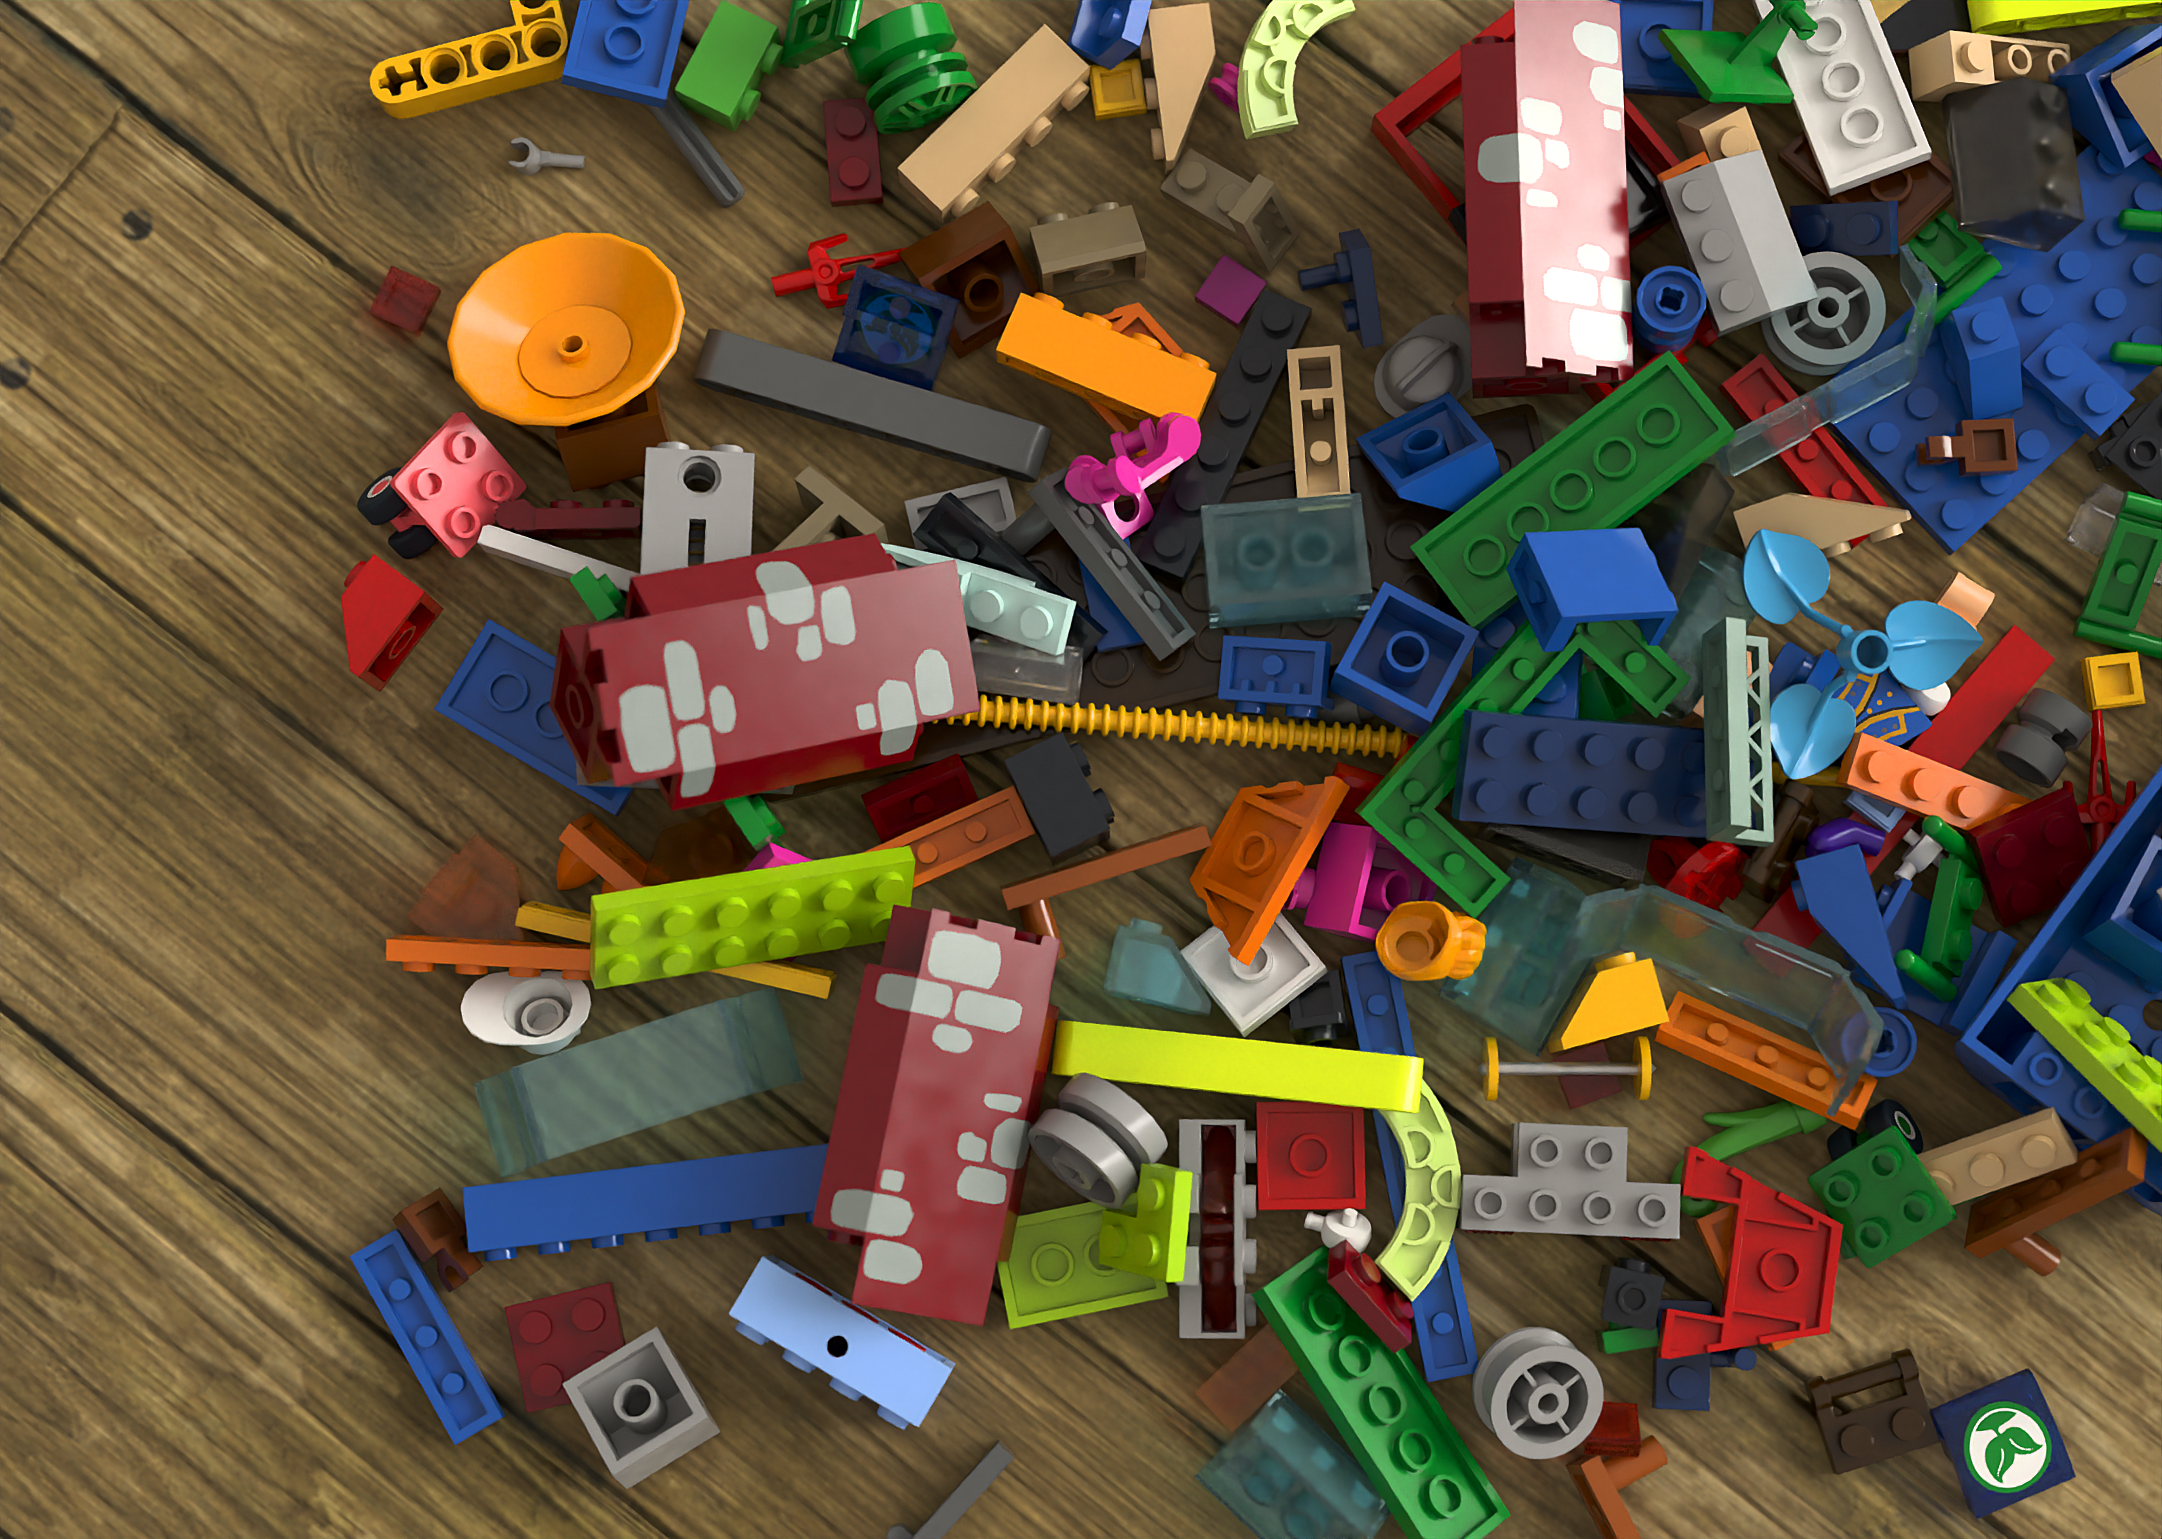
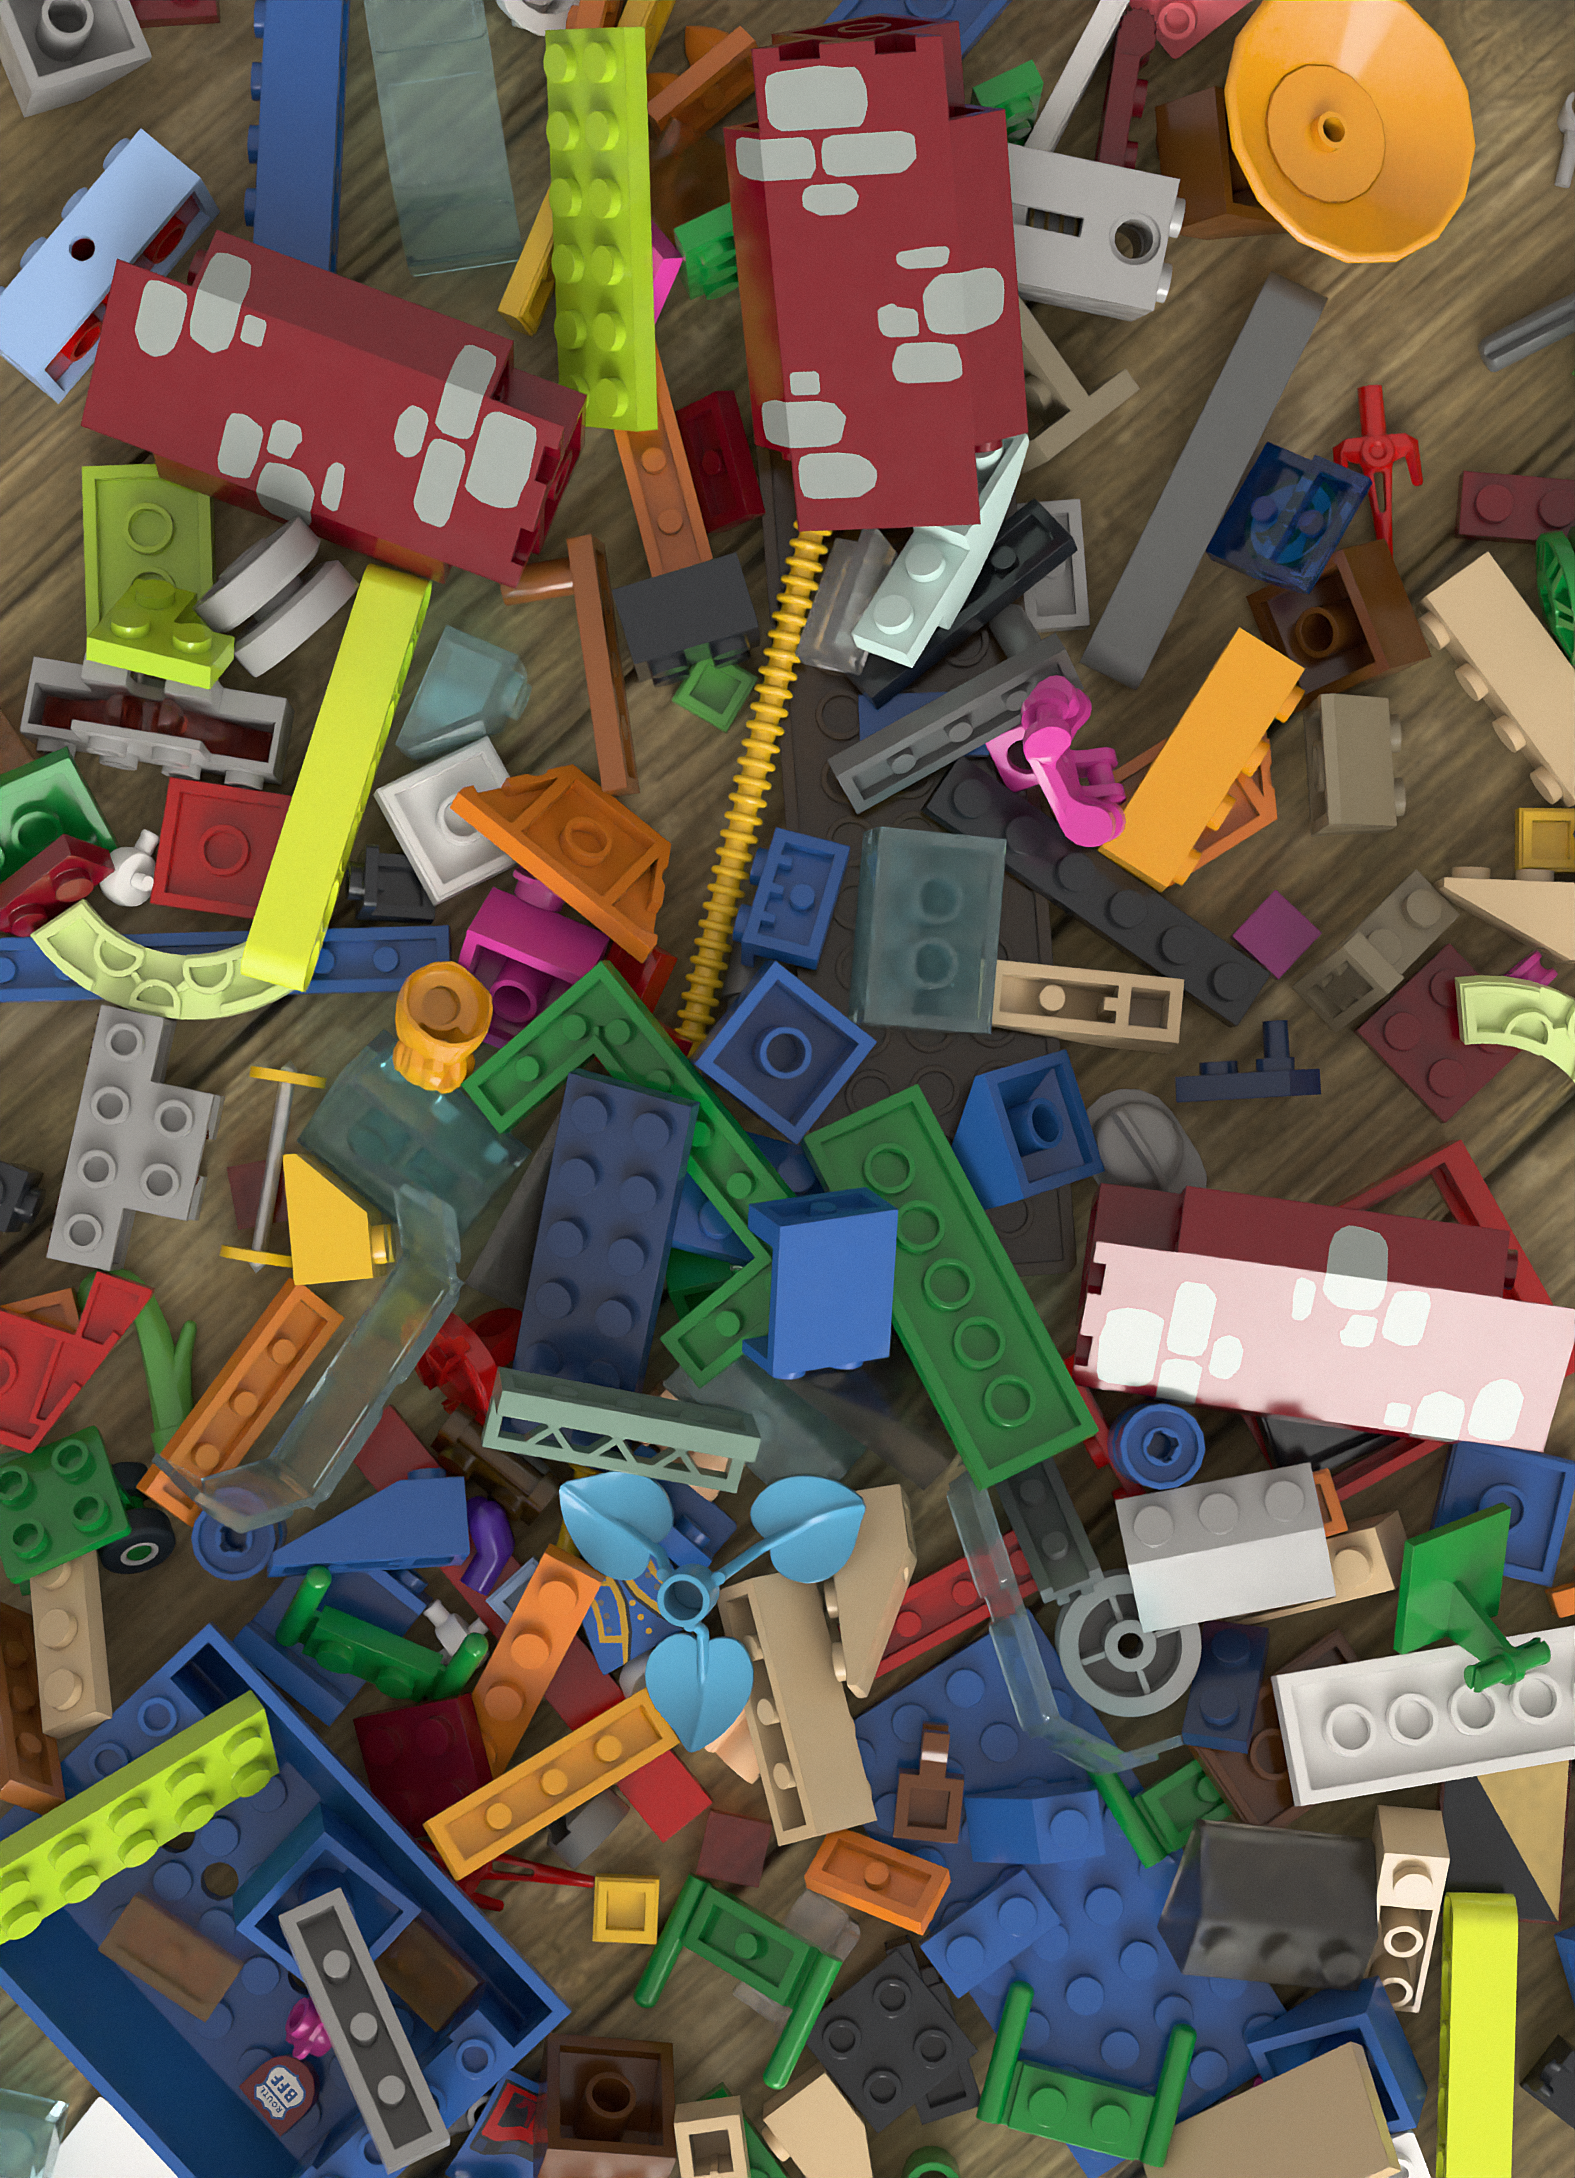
camera: 100 degrees right, 5 degrees up
(1111, 772) = (715, 693): none -> bright green tile
(1293, 159) = (1421, 1041): none -> dark red plate
(1756, 381) = (1049, 1532): none -> dark grey hinge
(1934, 560) = (797, 1709): none -> tan brick
(2032, 747) = (550, 1784): none -> light orange plate
(2047, 602) = (734, 1848): none -> clear red tile
(2052, 478) = (878, 1879): none -> orange tile

